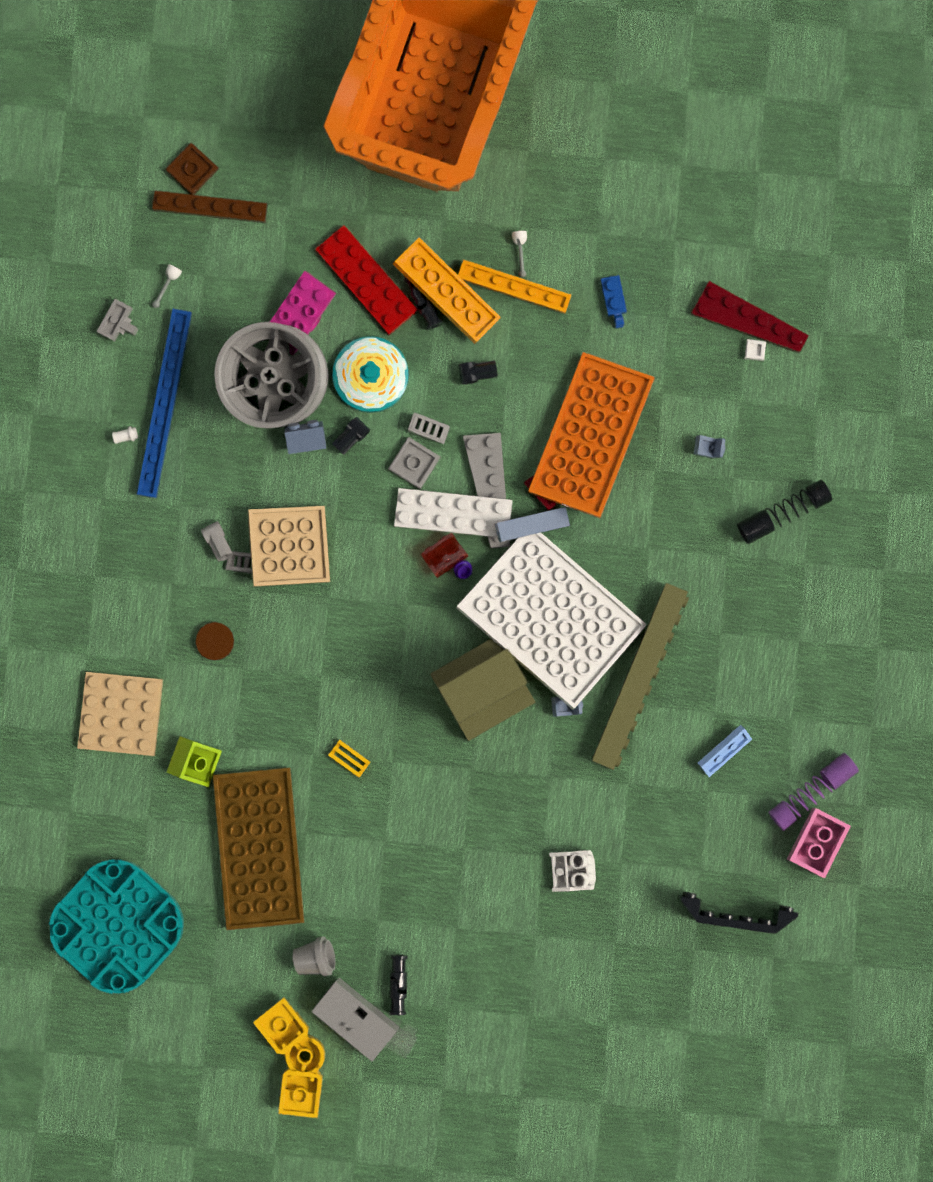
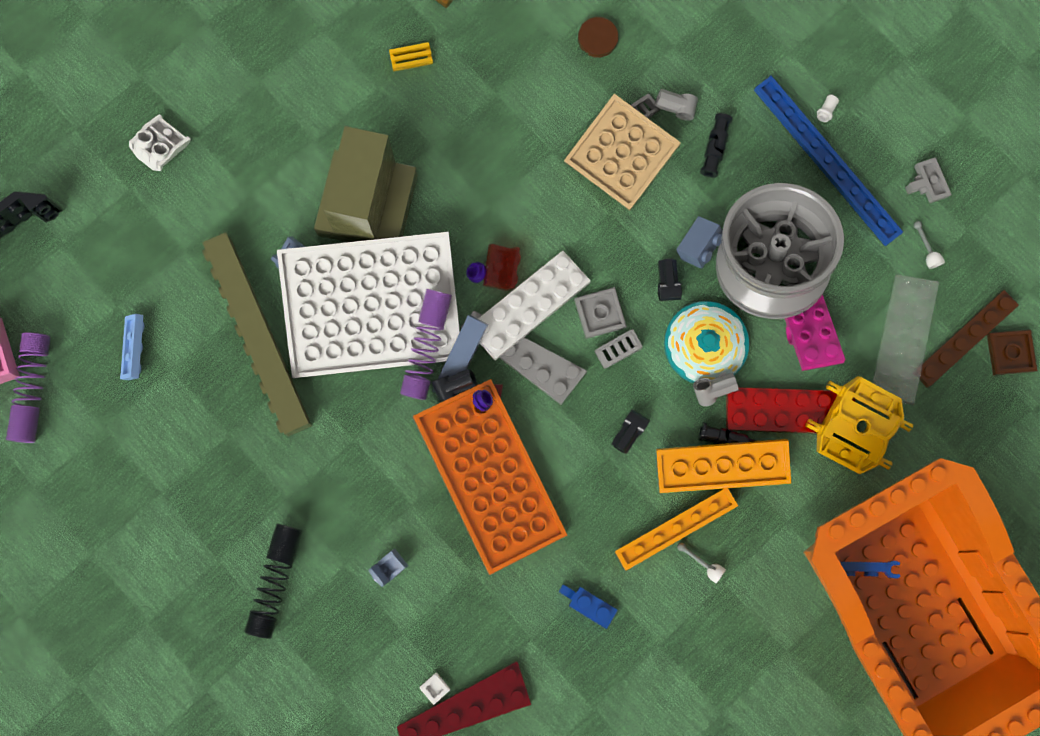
camera: 125 degrees right, 5 degrees down
(213, 493) = (716, 145): none -> black piece
(249, 246) = (905, 336): none -> clear plate
(339, 239) = (843, 421): none -> yellow piece
(403, 343) = (709, 390): none -> light grey piece
(438, 142) = (870, 568): none -> blue plate
(523, 564) = (432, 313): none -> medium lavender piece
(548, 481) = (482, 400): none -> dark purple plate
(558, 513) = (449, 386): none -> black piece

